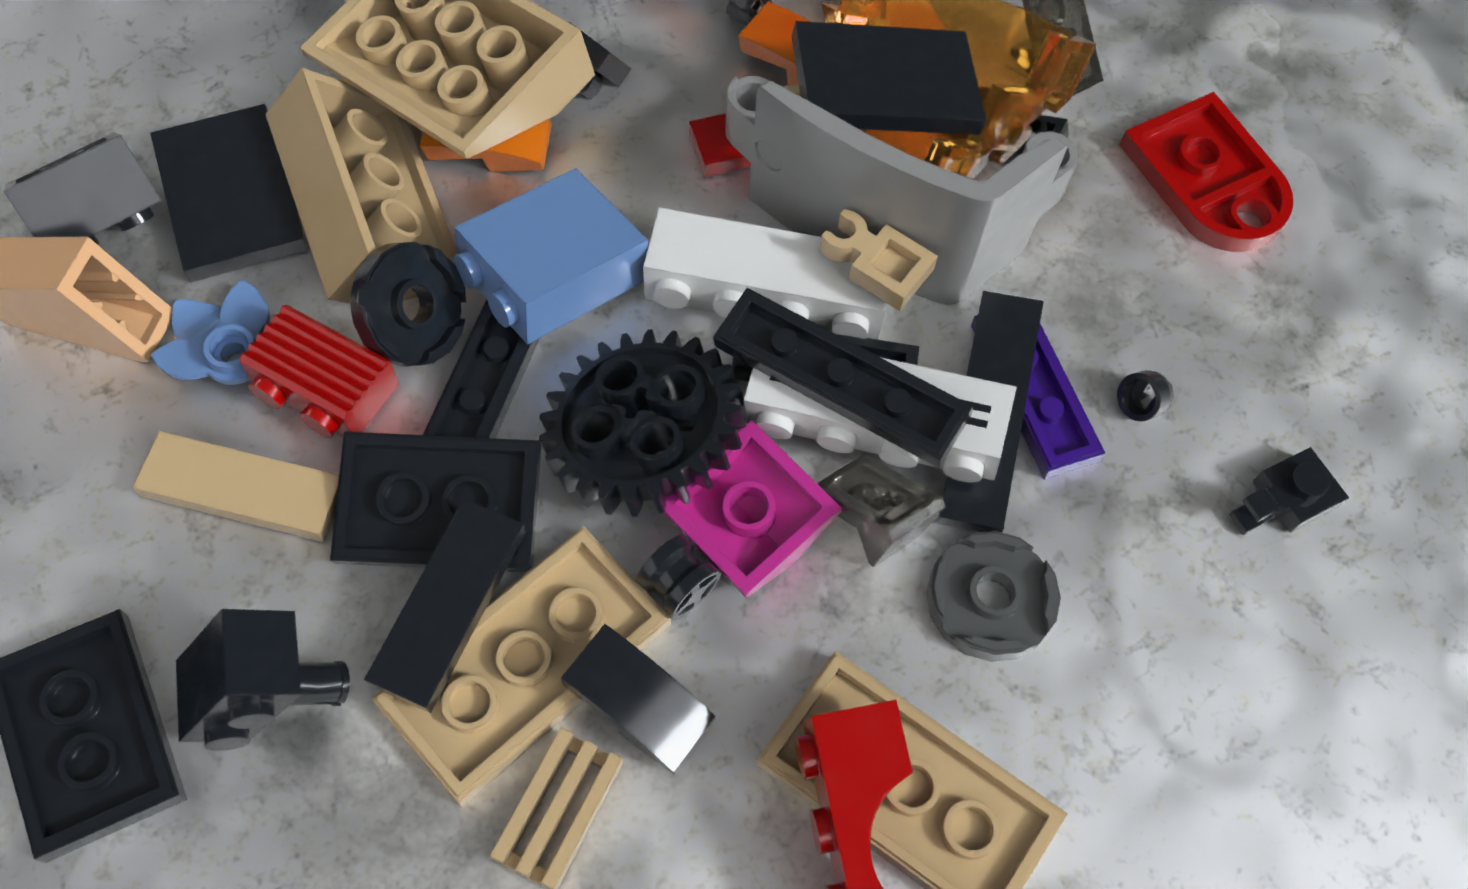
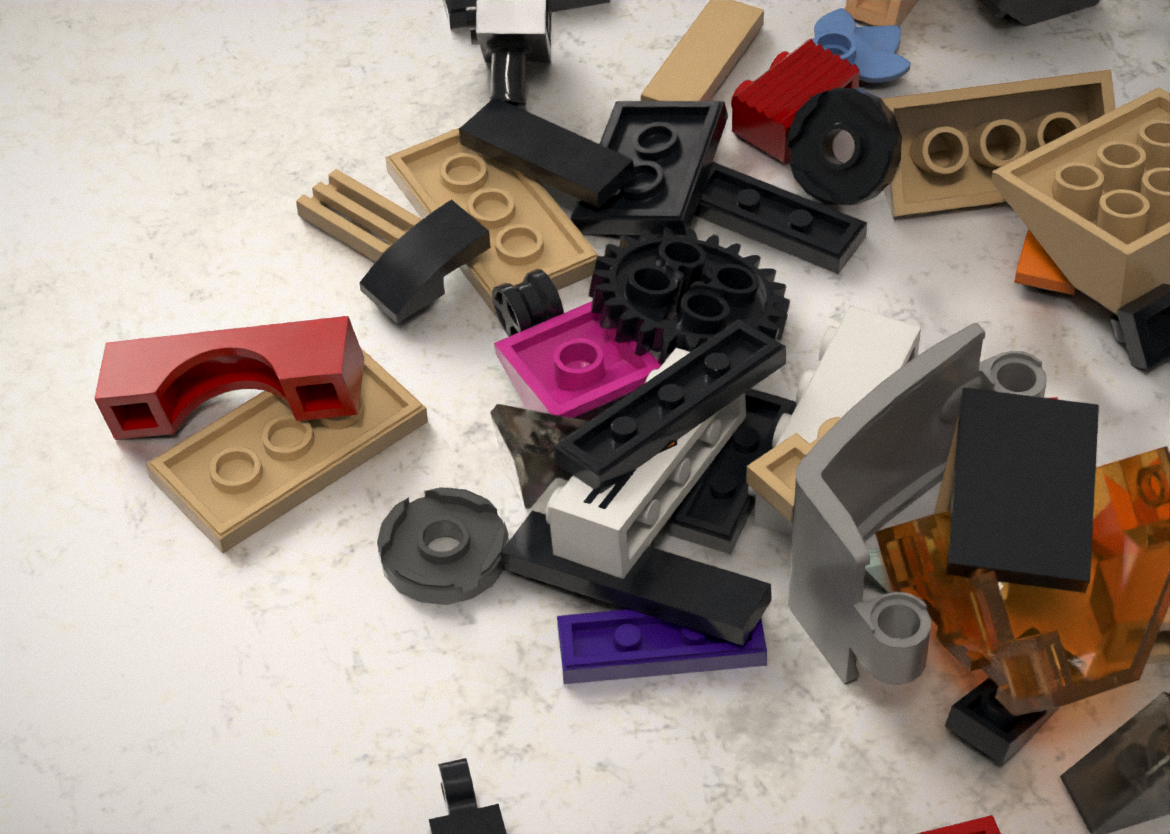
camera: 110 degrees right, 15 degrees down
(227, 193) = (1015, 50): black tile -> none
(550, 255) = (887, 248): medium blue brick -> none
(1137, 387) = (622, 729): black hinge -> none

